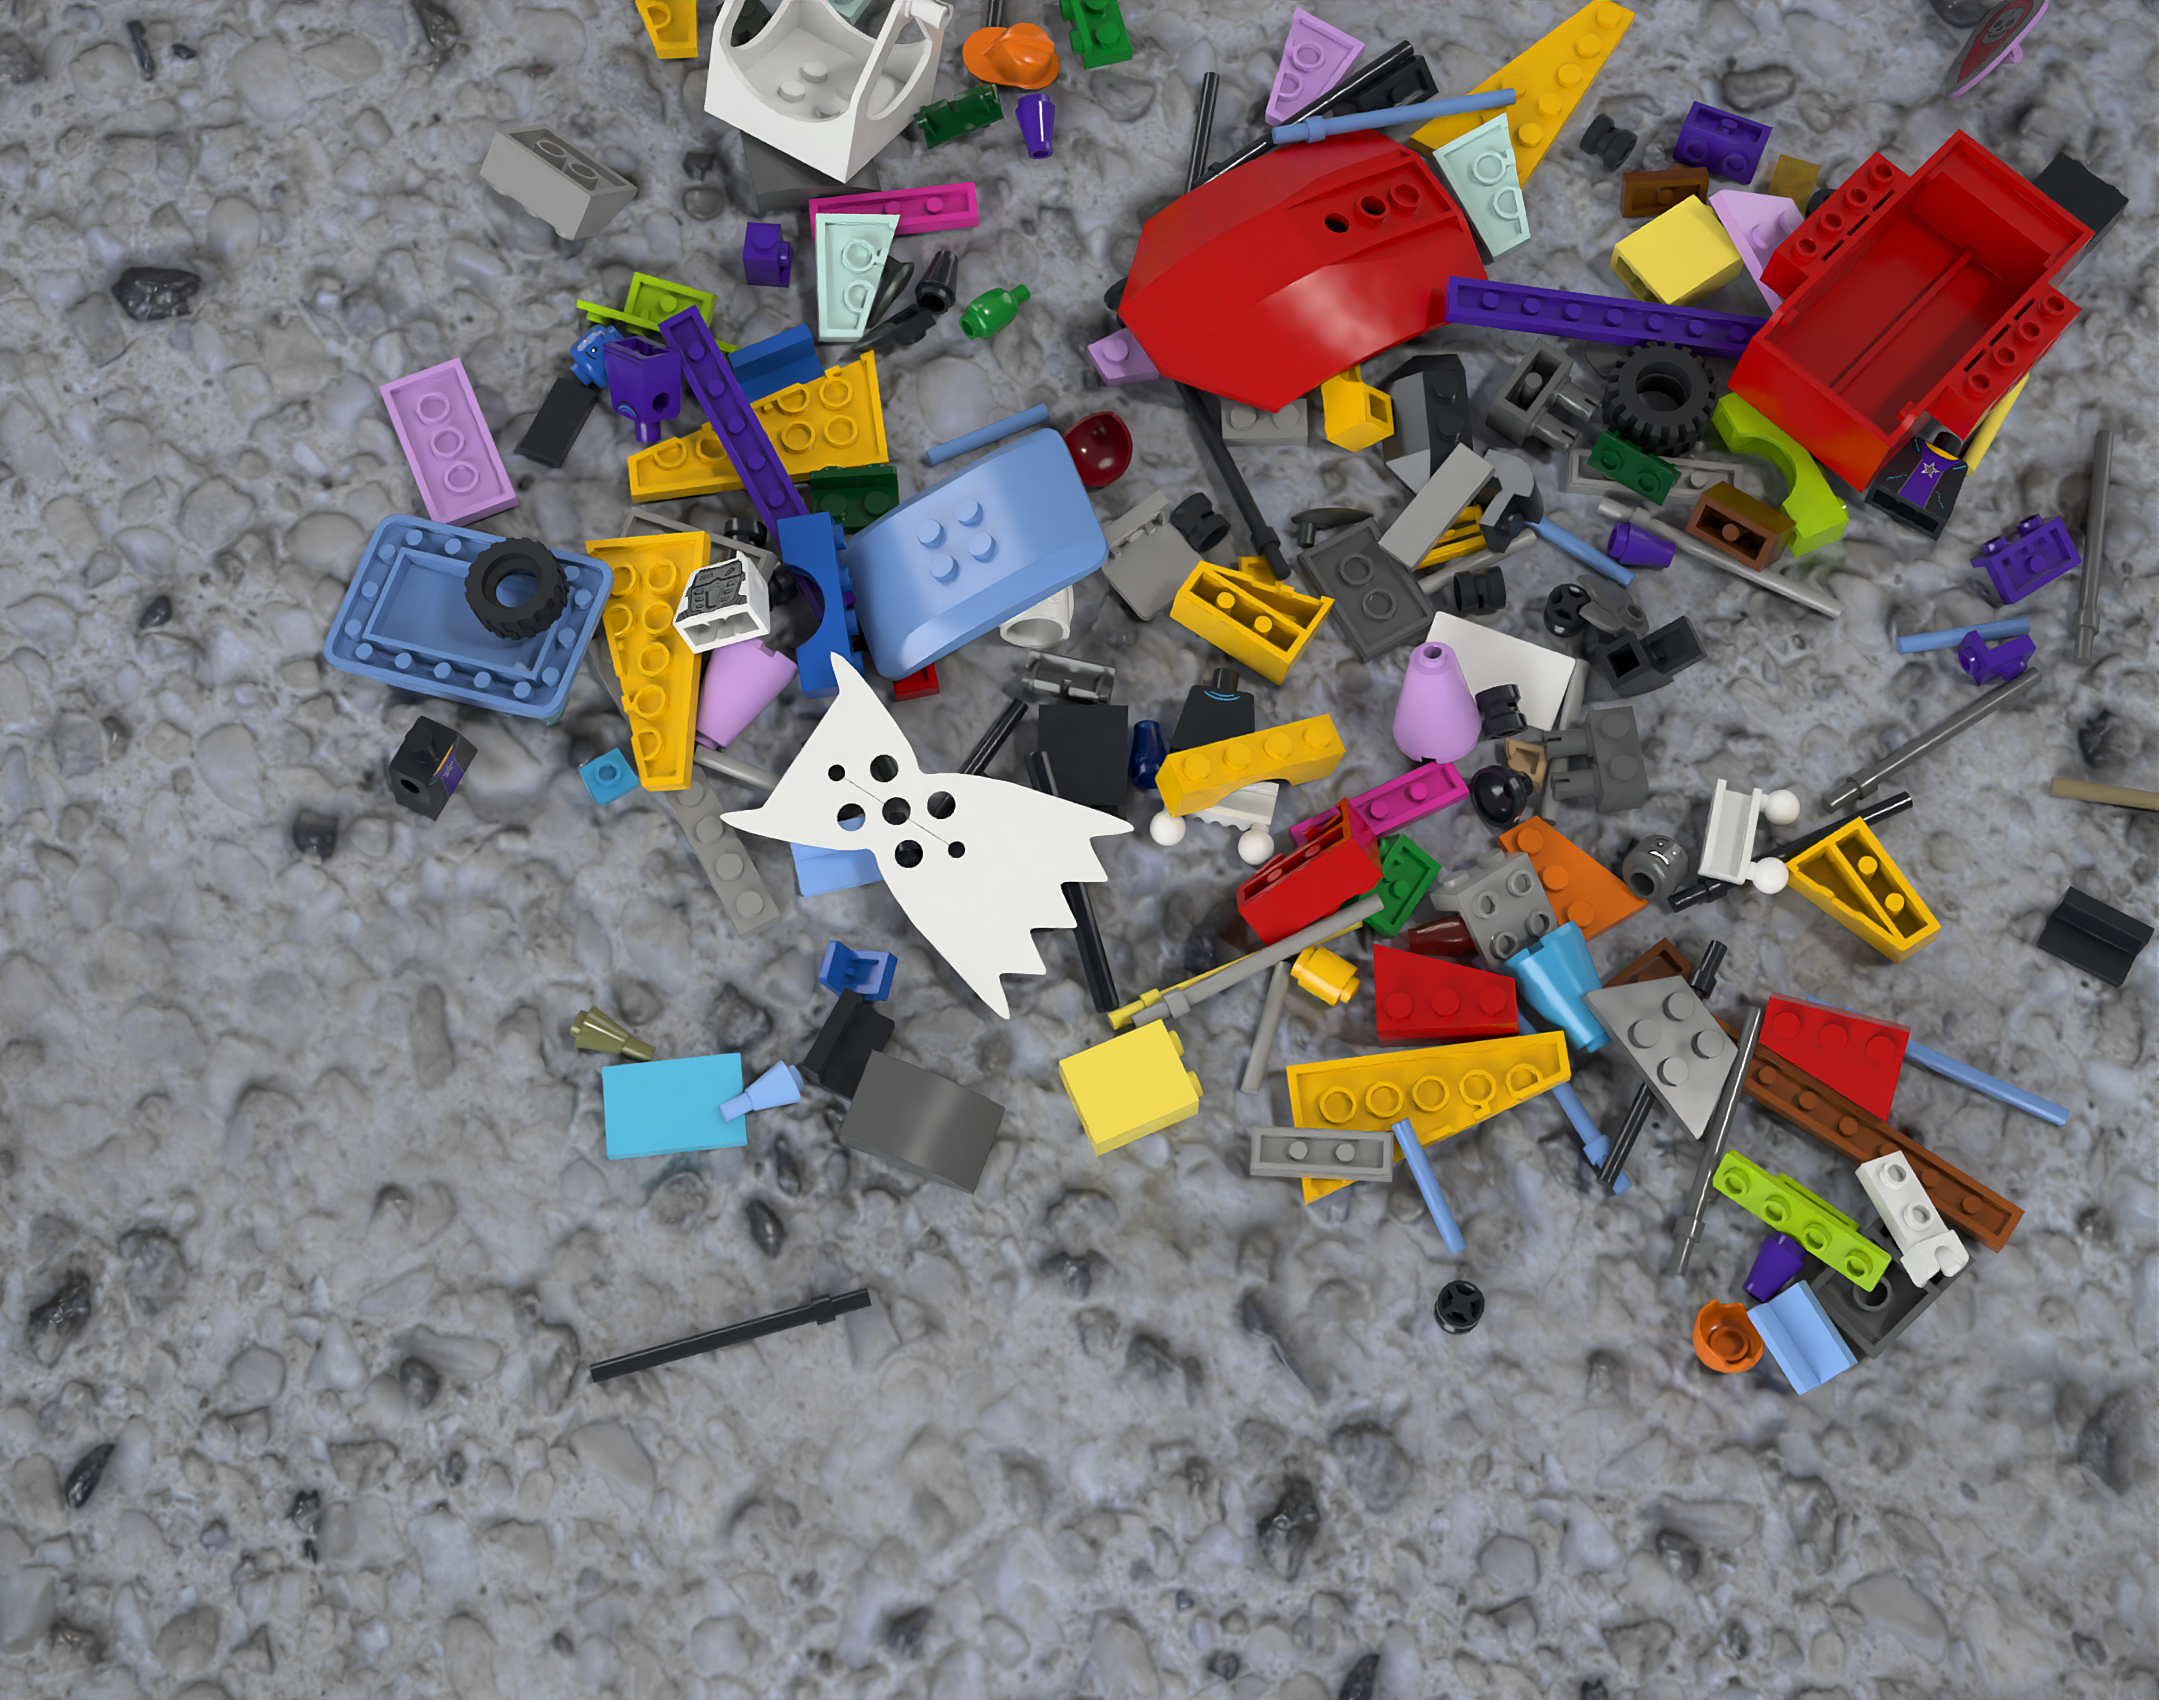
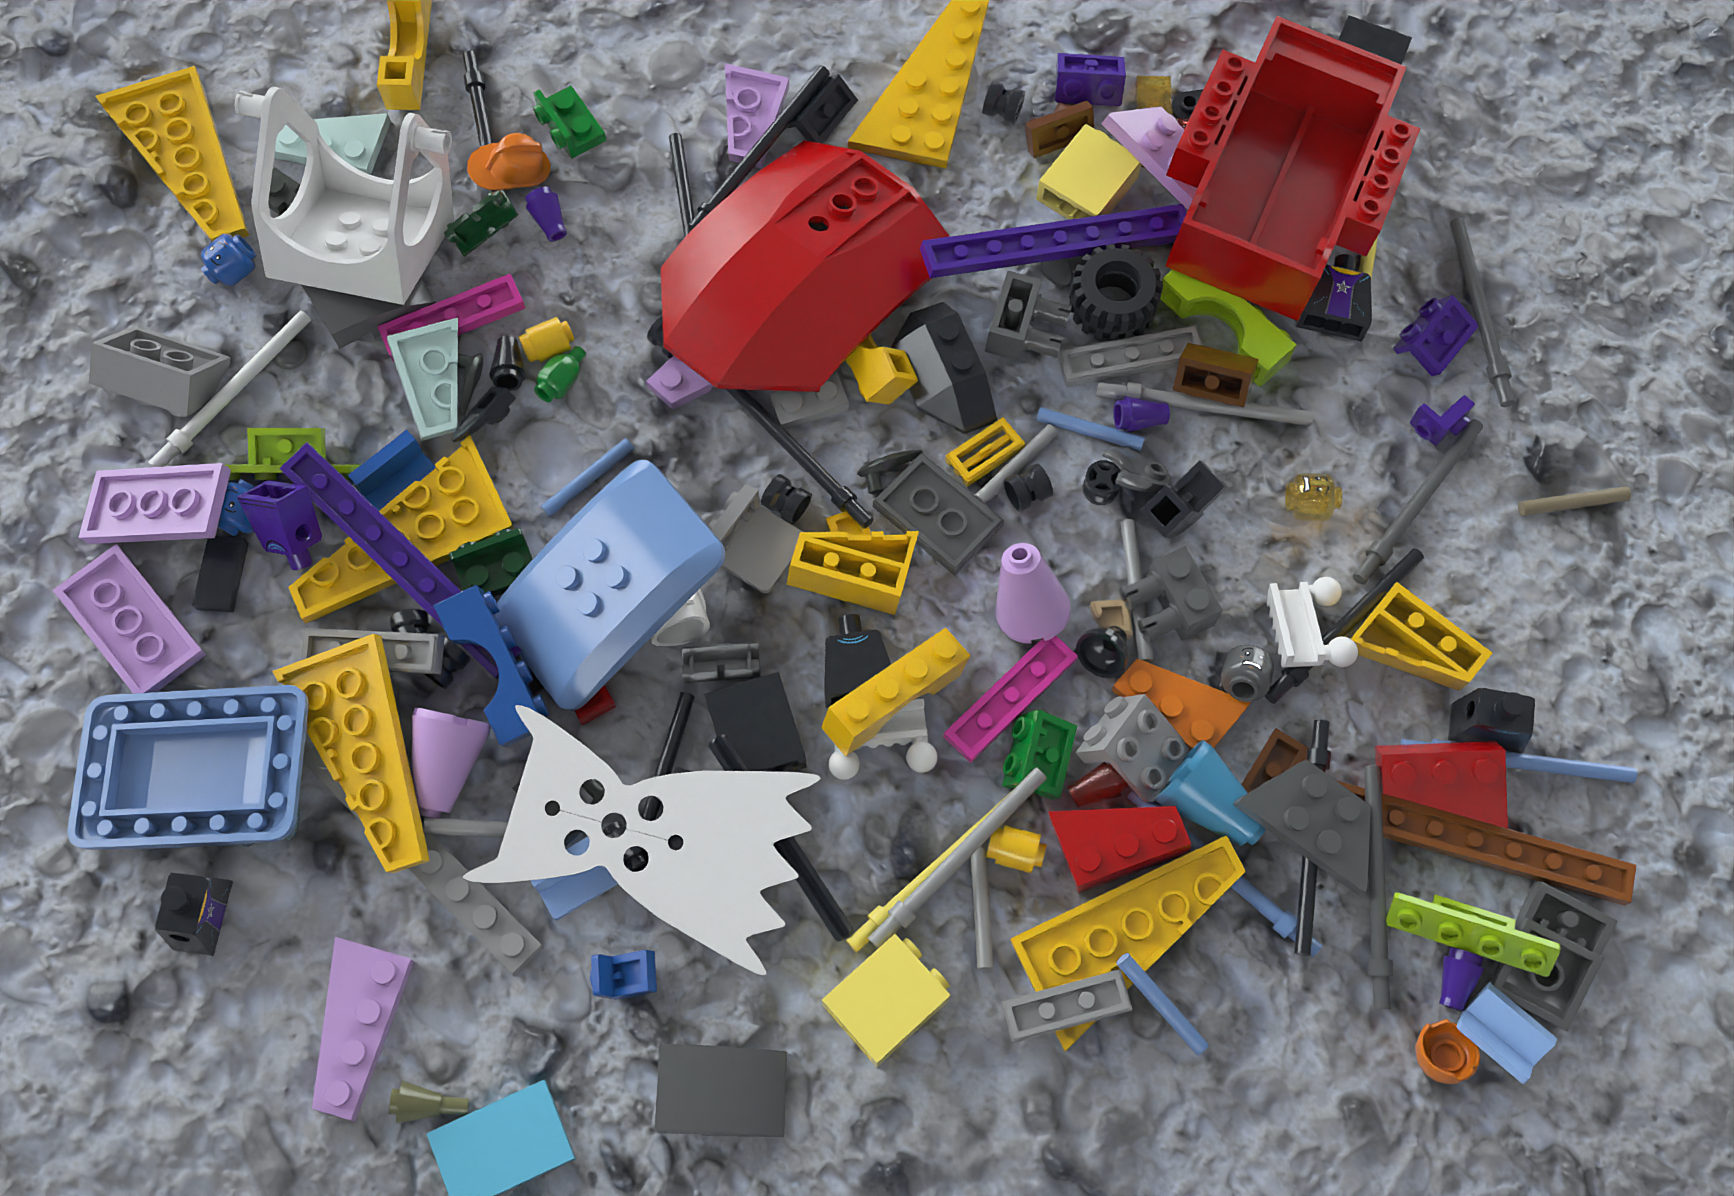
camera: 20 degrees left, 0 degrees up
(498, 563) = (199, 717): black tyre -> none
(513, 325) = (155, 504): none -> lavender plate
(559, 264) = (180, 440): none -> white bar
(567, 928) = (357, 1019): none -> lavender wing
(608, 777) = (355, 873): dark azure bracket -> none
(667, 78) = (228, 259): none -> blue head
(723, 604) = (409, 693): white torso -> none
(767, 256) = (356, 383): dark purple brick -> none
(773, 1089) = (583, 1103): light blue cone -> none
(845, 1045) = (635, 1043): black panel -> none
(990, 268) = (546, 340): none -> yellow brick
(1099, 447) = (684, 461): dark red helmet -> none
(1146, 754) = (806, 706): clear blue cone -> none
(1314, 878) = (980, 772): red wedge -> none
(1316, 128) = (775, 153): medium blue bar -> none
(1436, 507) = (973, 430): light grey tile -> none
(1465, 1300) = (1228, 1095): black wheel -> none
(1486, 186) = (918, 157): light aqua wing -> none
(1500, 659) = (1072, 547): white sticker -> none
(1501, 711) = (1080, 581): black wheel -> none
(1508, 500) = (1026, 401): black brick -> none
(1632, 468) = (1115, 353): dark green hinge -> none
(1806, 698) = (1312, 497): none -> clear yellow head
(1911, 1219) = (1560, 905): white plate -> none
(1922, 1000) = (1496, 717): none -> black torso
(1954, 636) = (1407, 411): medium blue bar -> none
(2094, 936) = (1600, 620): black panel -> none

